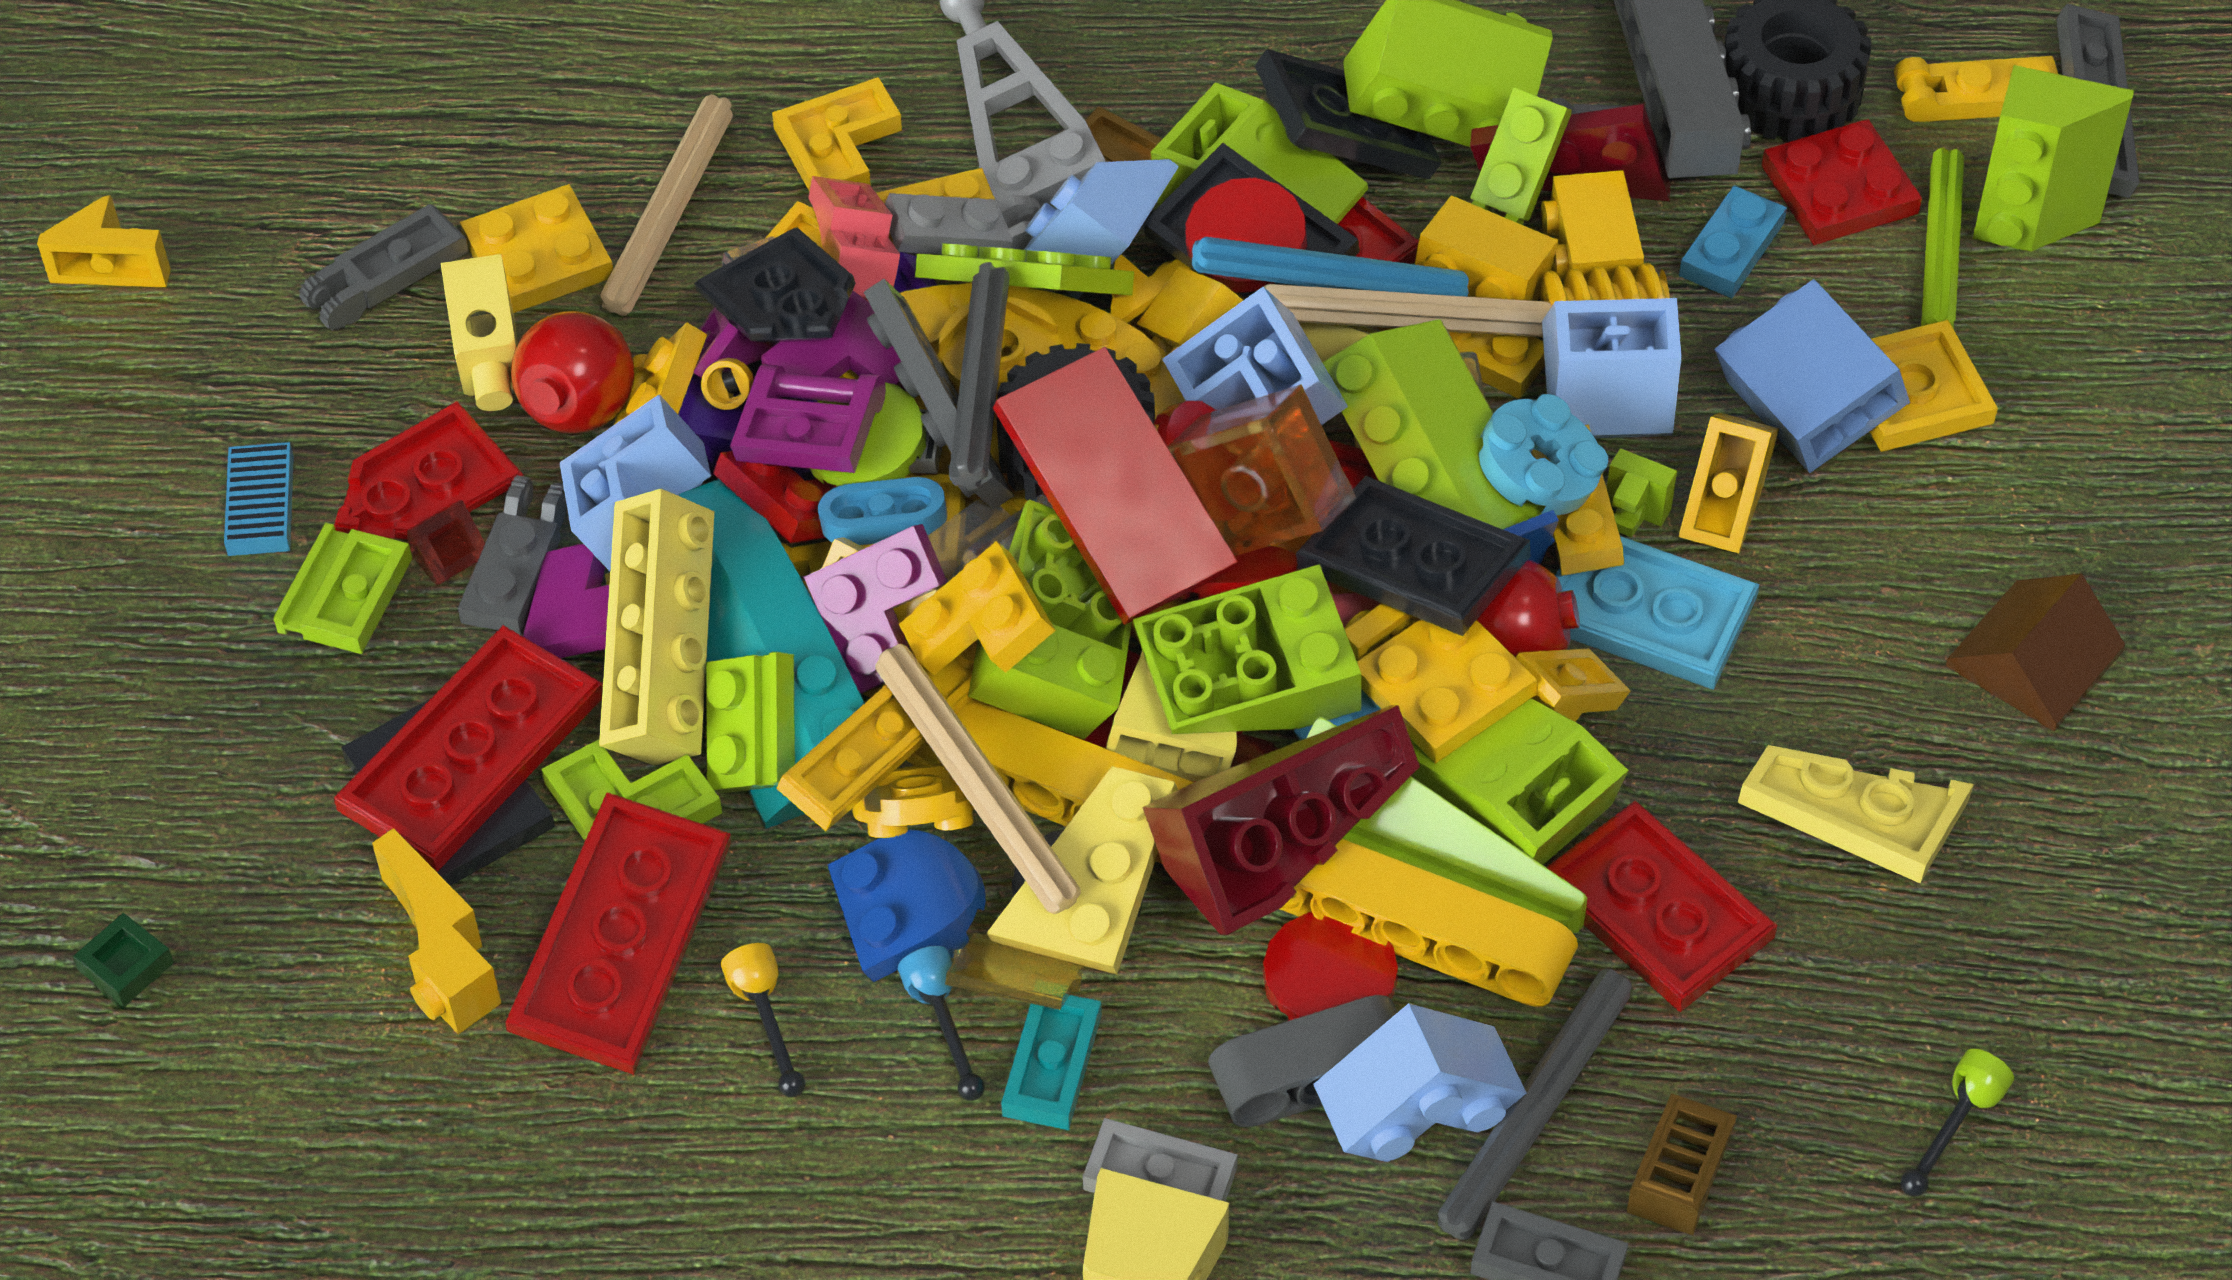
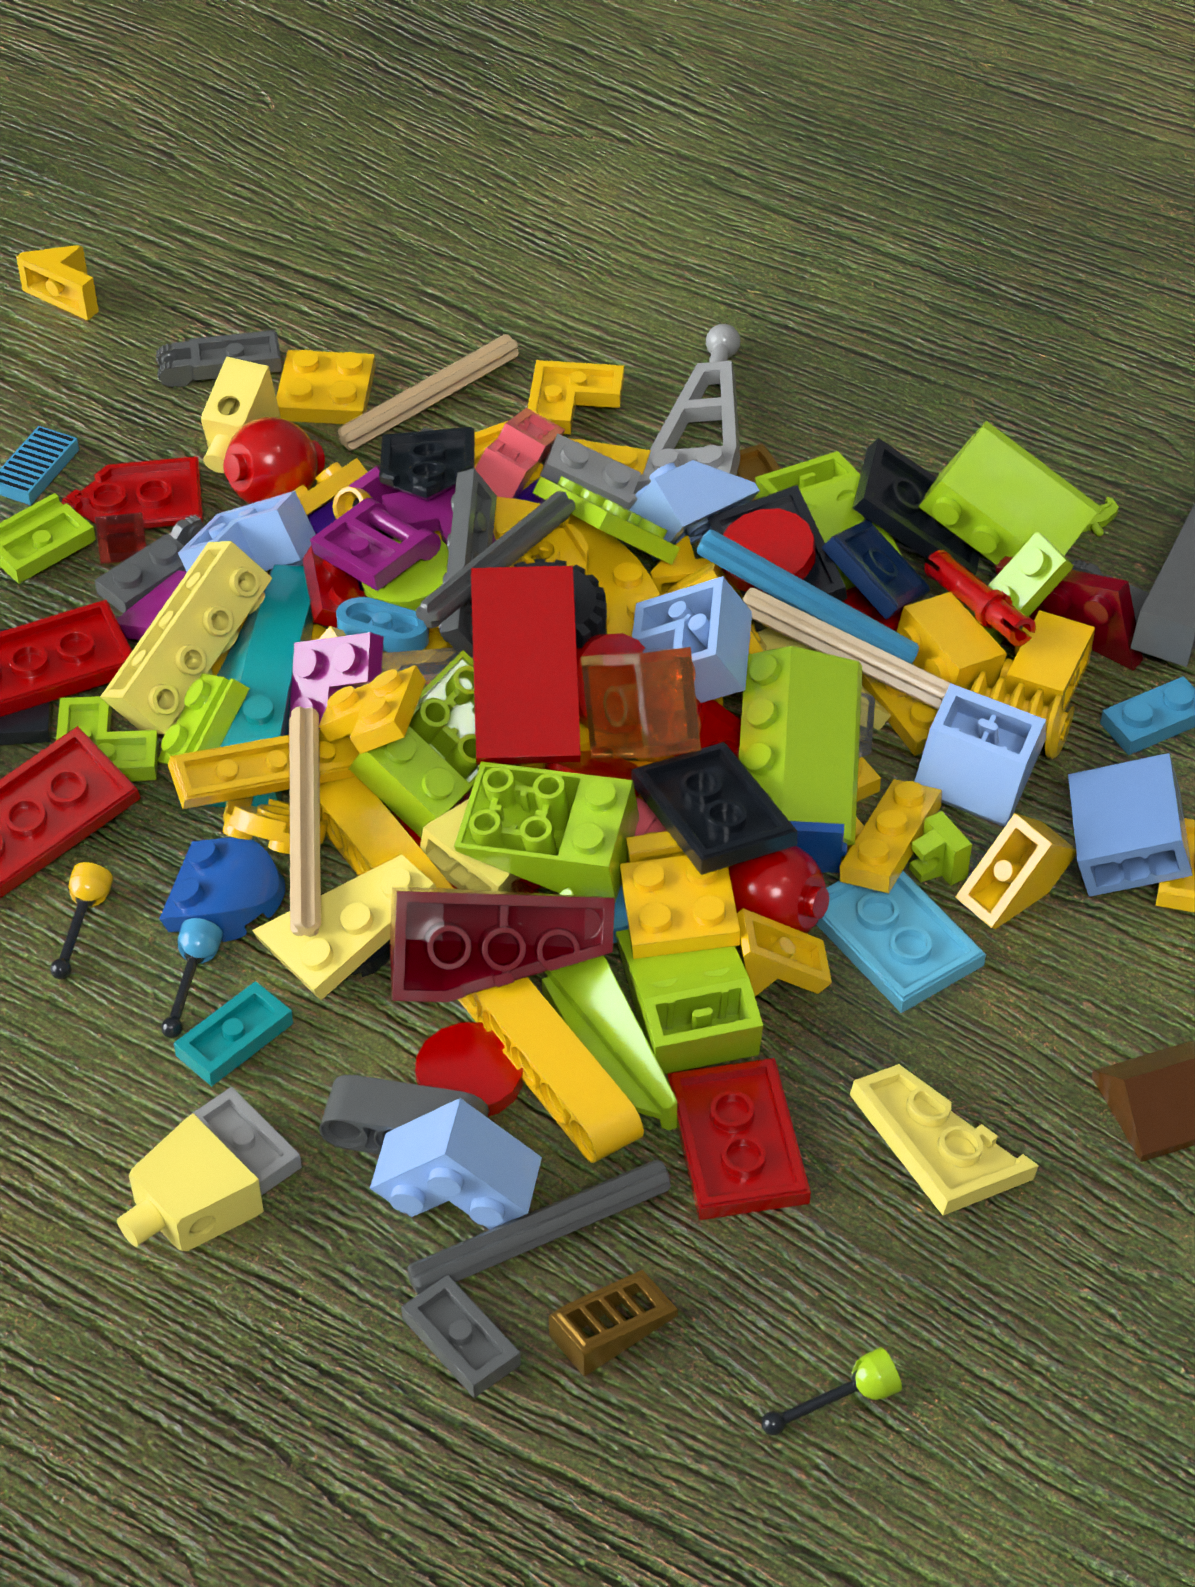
camera: 30 degrees right, 5 degrees down
(1013, 973) = (248, 964): clear yellow piece -> none
(1360, 203) = (876, 568): none -> dark blue tile
(1510, 194) = (990, 606): none -> red pin
(1558, 434) = (886, 768): medium azure plate -> none

